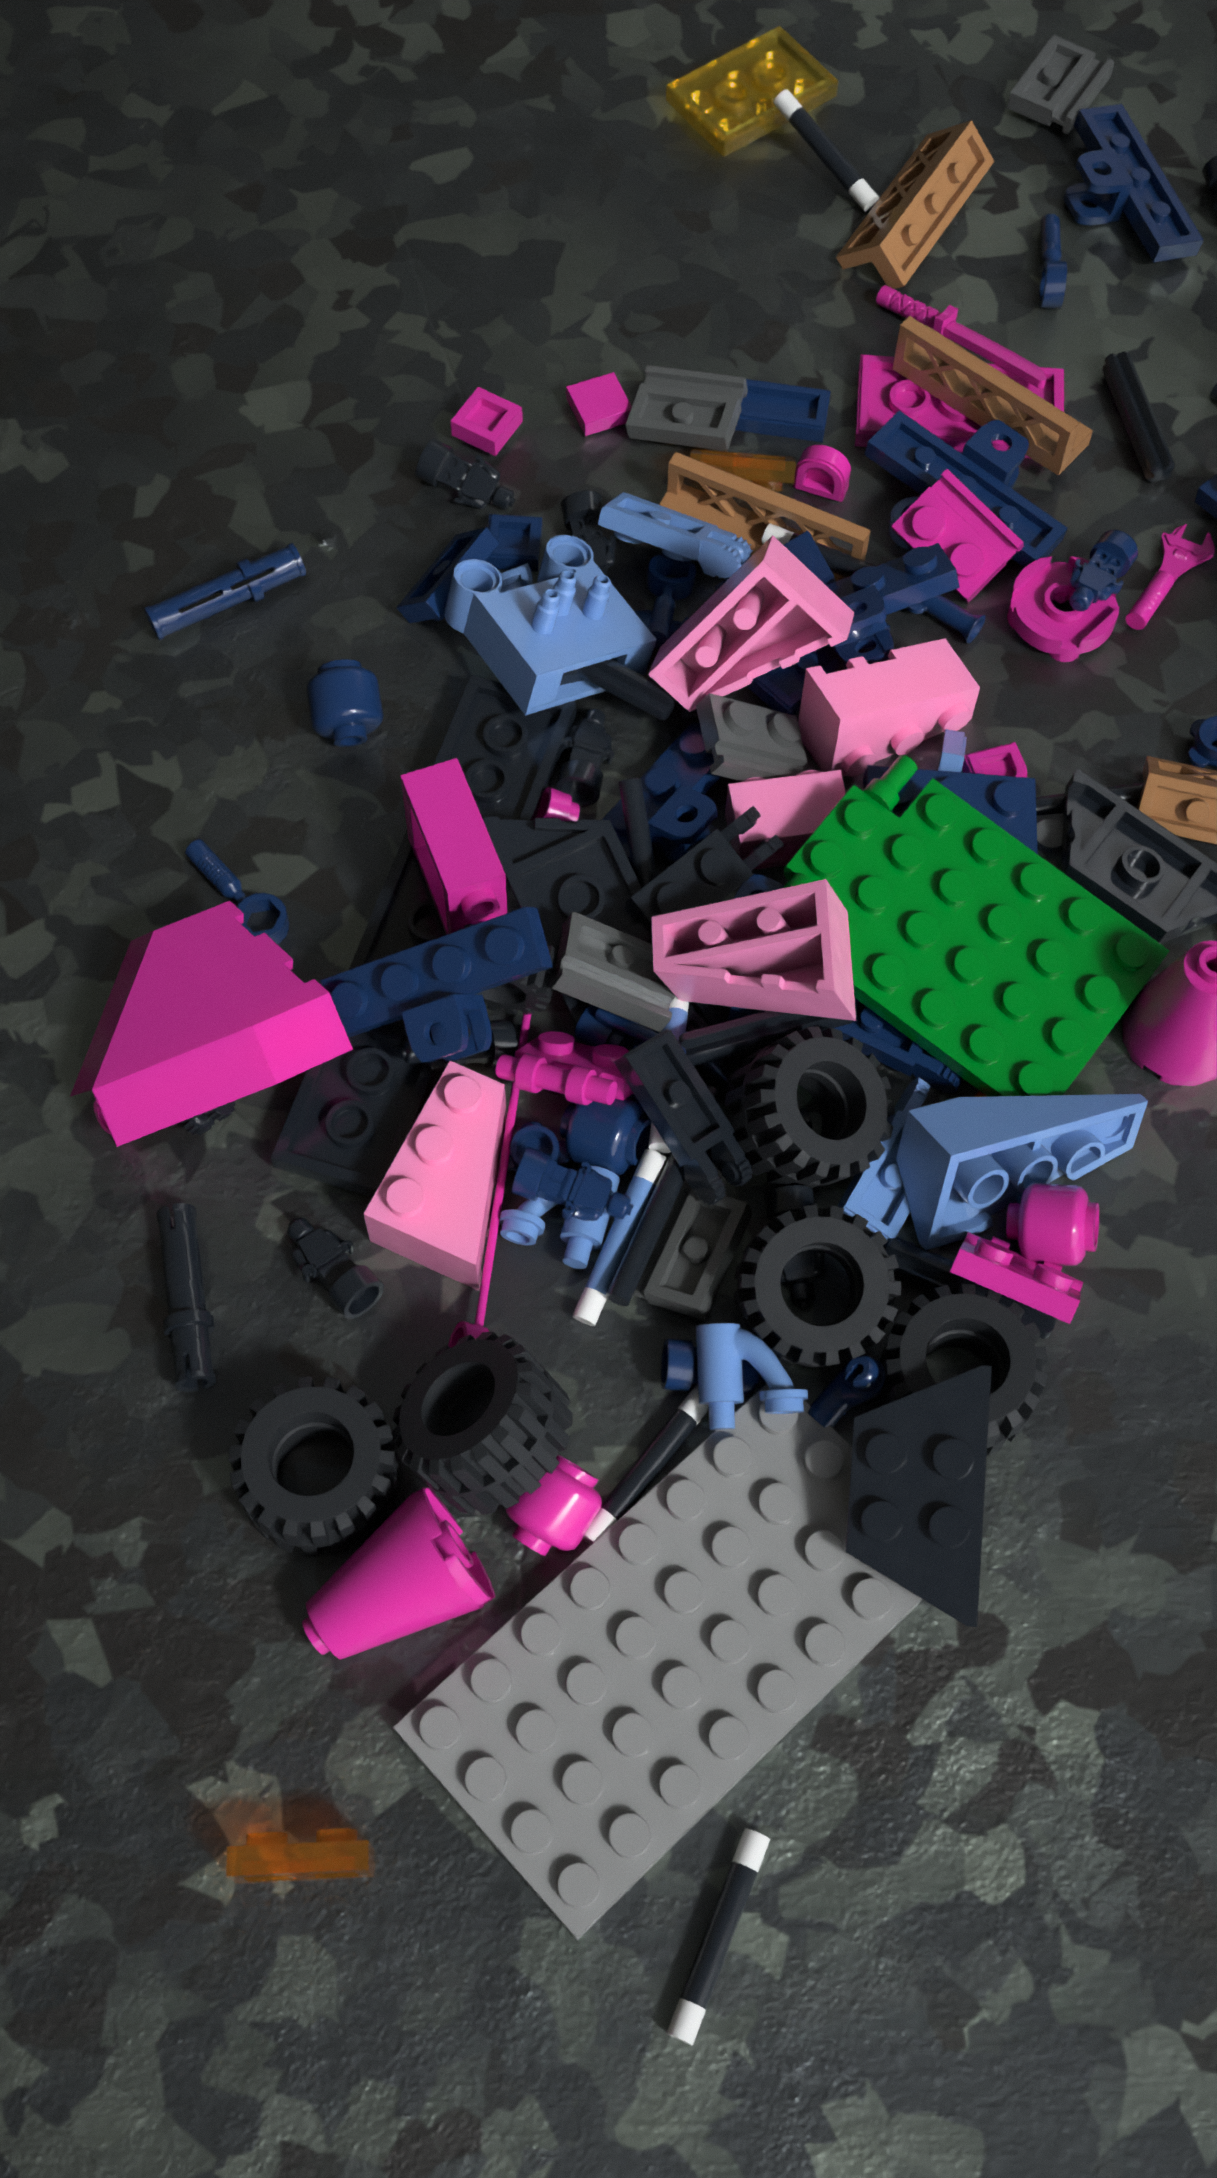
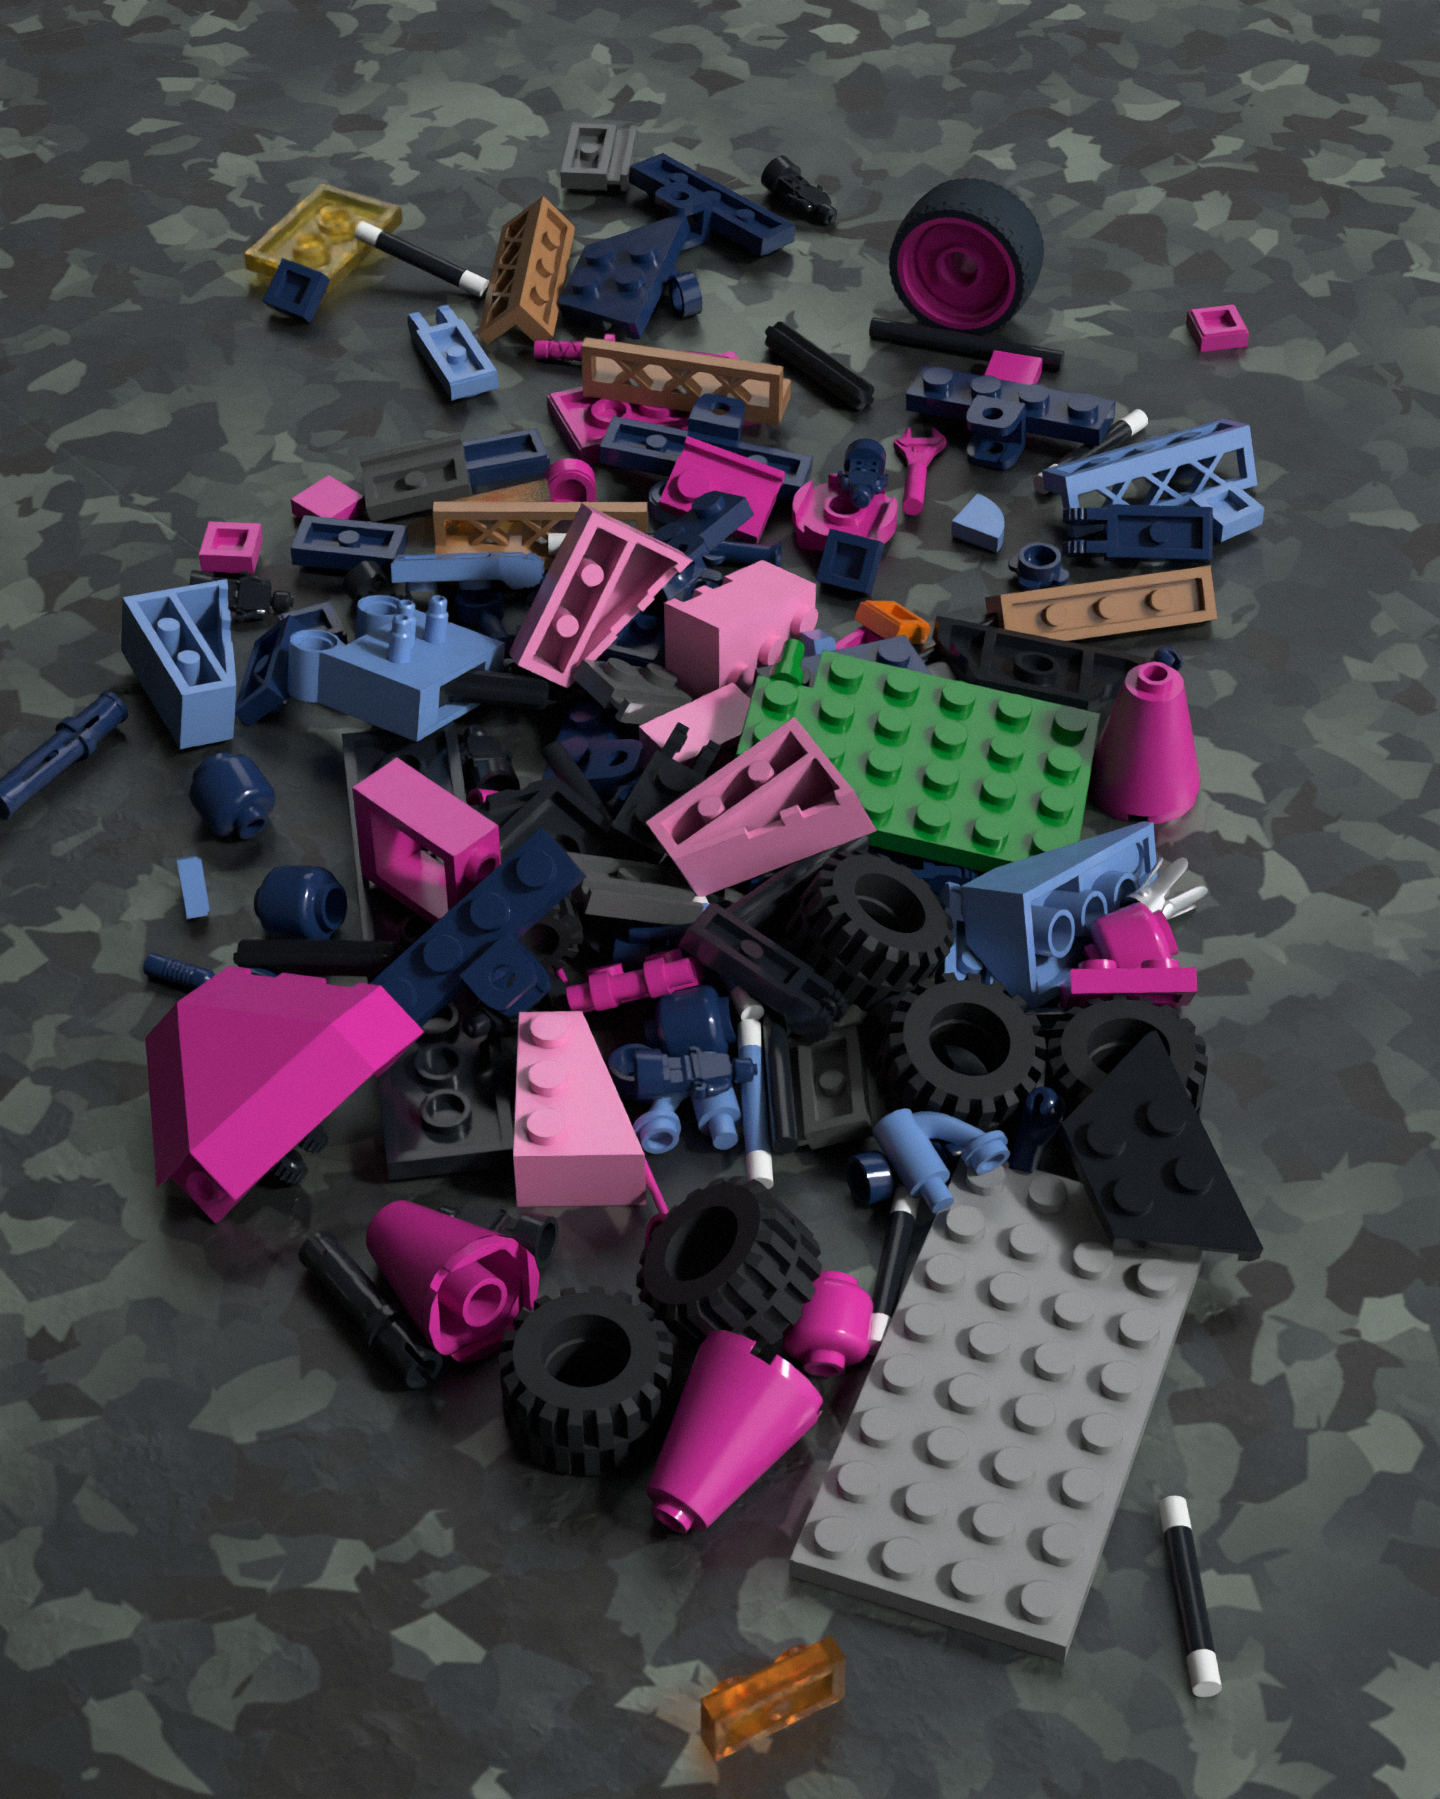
camera: 25 degrees left, 20 degrees down
(256, 1305) = (453, 1277): none -> dark pink cone
(265, 769) = (193, 886): none -> medium blue tile
(325, 913) = (317, 957): none -> black axle
(342, 846) = (300, 903): none -> dark blue head
(379, 536) = (184, 658): none -> medium blue wedge
(590, 459) = (345, 543): none -> dark blue plate
(693, 145) = (296, 290): none -> dark blue plate
(799, 274) = (453, 354): none -> medium blue hinge
(1005, 241) = (624, 276): none -> dark blue wing
(1036, 666) = (850, 562): none -> dark blue plate
(1039, 752) = (892, 620): none -> orange tile
(1100, 1178) = (1156, 892): none -> flat silver piece
(1191, 667) = (980, 524): none -> medium blue tile

